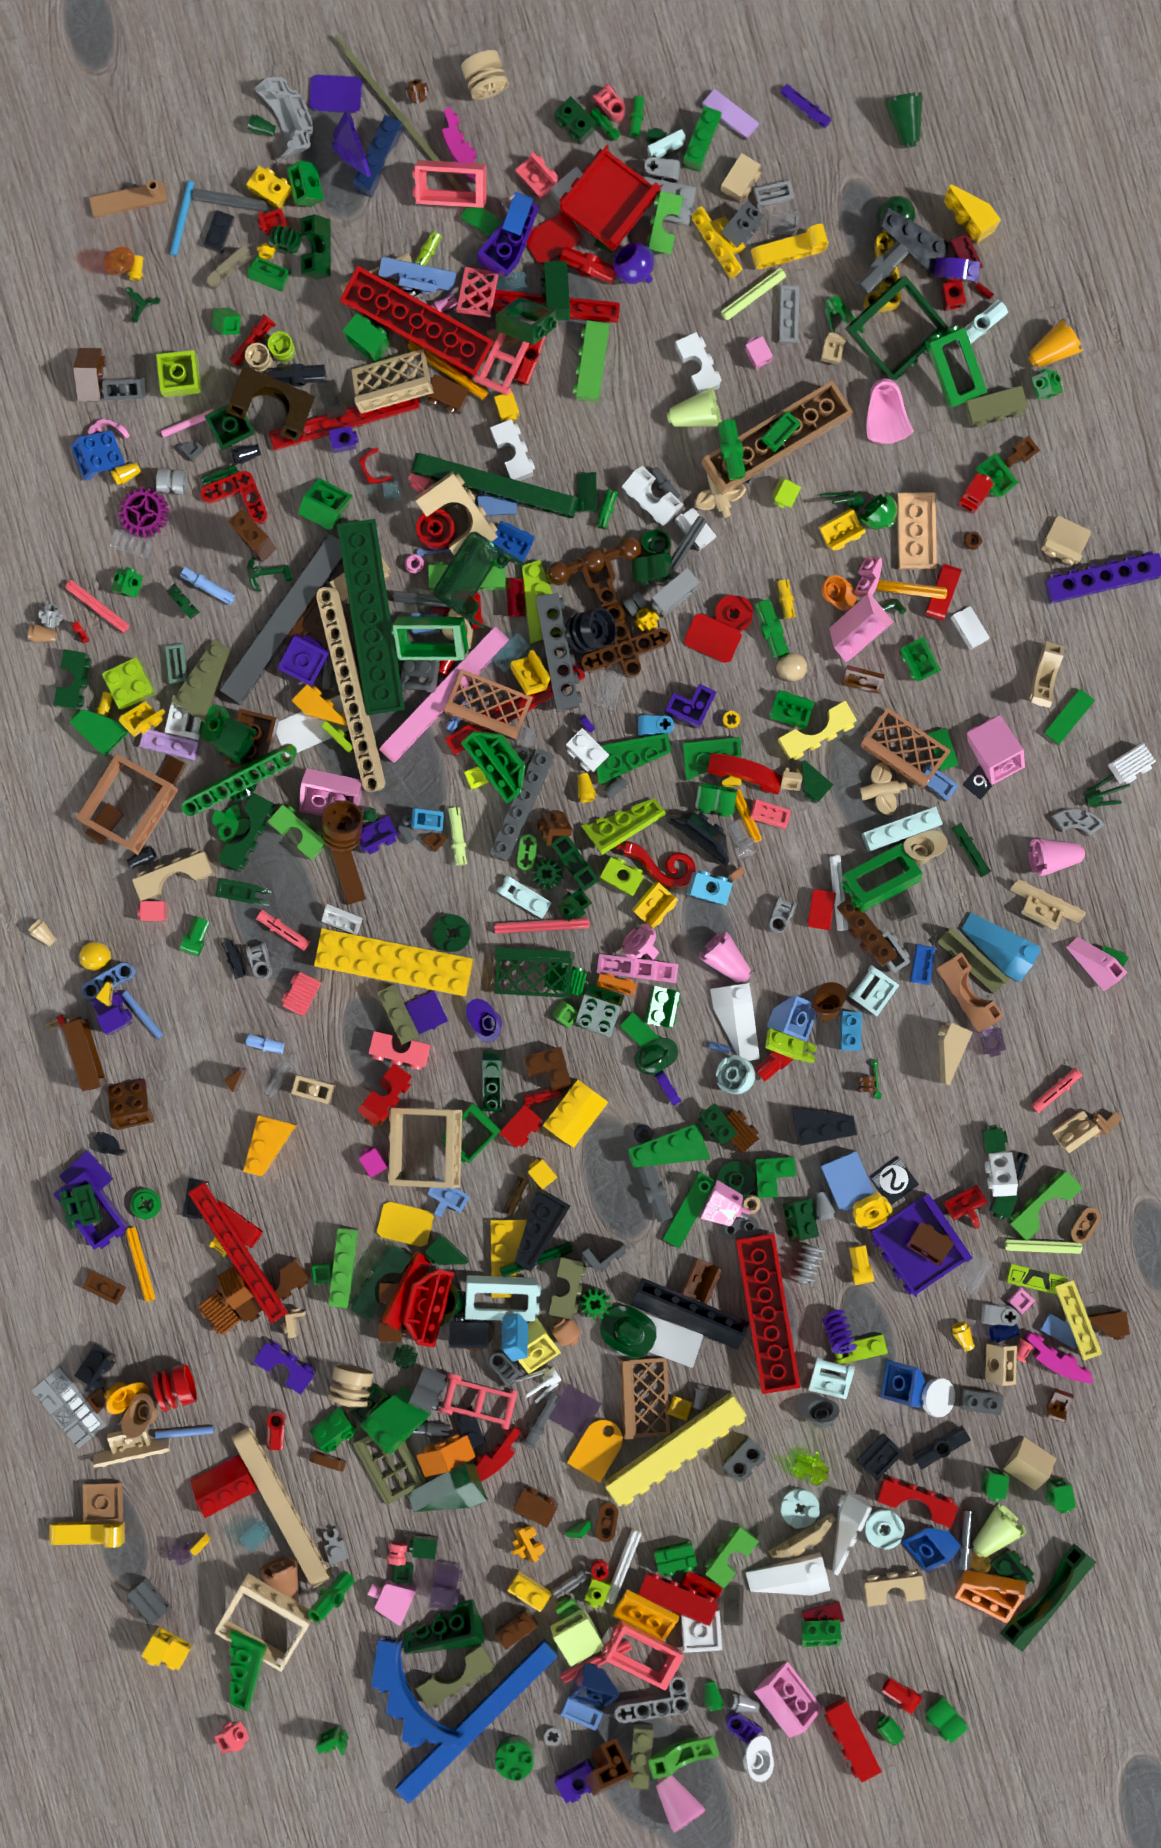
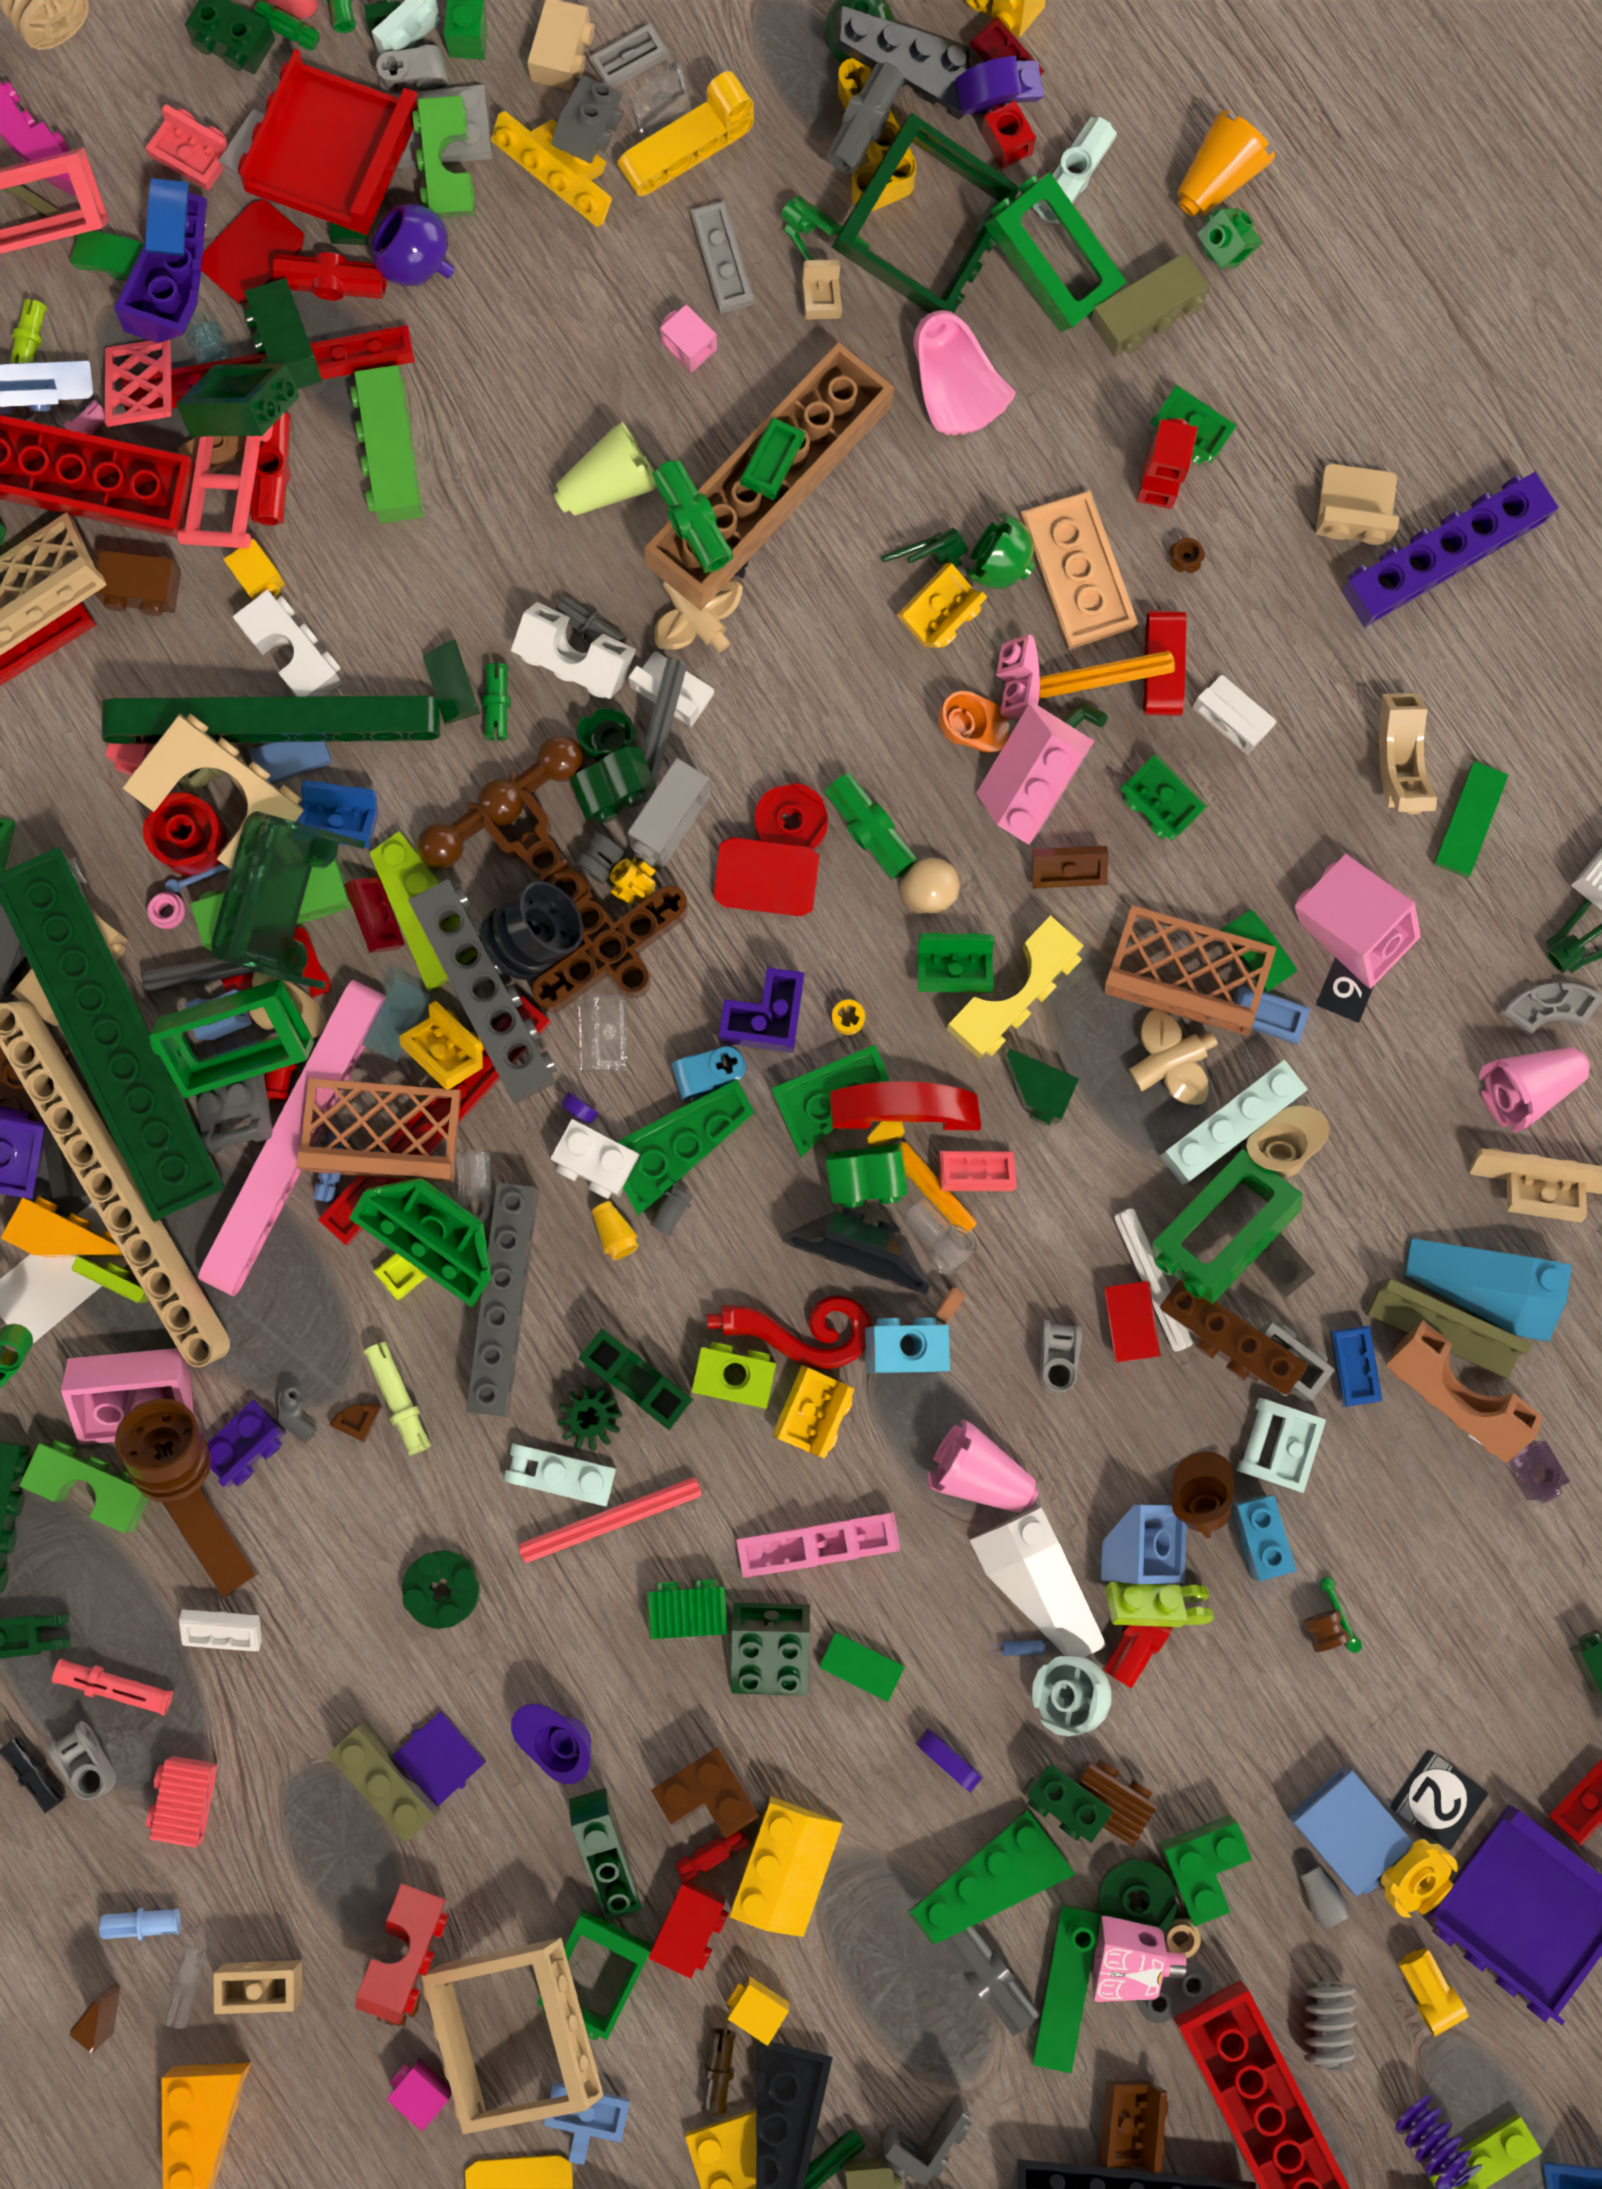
camera: 20 degrees left, 5 degrees down
(369, 814) = (214, 1409): dark green plate -> none
(371, 480) = (41, 781): red cap -> none
(382, 1048) = (373, 1858): coral arch -> none
(391, 490) = (82, 787): clear light blue wheel -> none
(394, 962) = (344, 1683): yellow brick -> none
(427, 820) = (328, 1385): dark azure slope -> none
(452, 373) = (136, 542): light orange axle -> none
(522, 851) = (549, 1387): bright green beam -> none
(538, 956) = (613, 1584): dark green fence -> none
(553, 824) = (573, 1319): reddish brown bracket -> none
(565, 1013) = (706, 1676): bright green slope -> none
(571, 907) = (659, 1461): dark green brick -> none
(615, 829) = (694, 1291): lime wing -> none
(623, 985) = (773, 1589): orange plate -> none
(638, 1129) = (934, 1877): black plate -> none
(640, 943) = (809, 1495): bright pink tile -> none
(656, 1056) = (907, 1704): dark green piece -> none
(662, 1007) = (889, 1605): bracket -> none
(693, 349) = (565, 368): white arch -> none
(753, 294) = (646, 239): yellowish green axle -> none
(785, 492) = (817, 571): lime brick -> none
(786, 599) = (879, 764): yellow pin -> none
(791, 780) = (997, 1095): tan tile -> none
(800, 1220) = (1287, 1940): dark green bracket -> none
(821, 1126) = (1268, 1741): black wedge -> none
(930, 1243) = (1554, 1908): reddish brown brick -> none
(952, 1045) = (1468, 1511): tan slope -> none
(970, 849) = (1362, 1111): dark green pin -> none
(983, 290) = (1060, 112): red piece -> none
(1023, 450) = (1226, 368): reddish brown plate -> none

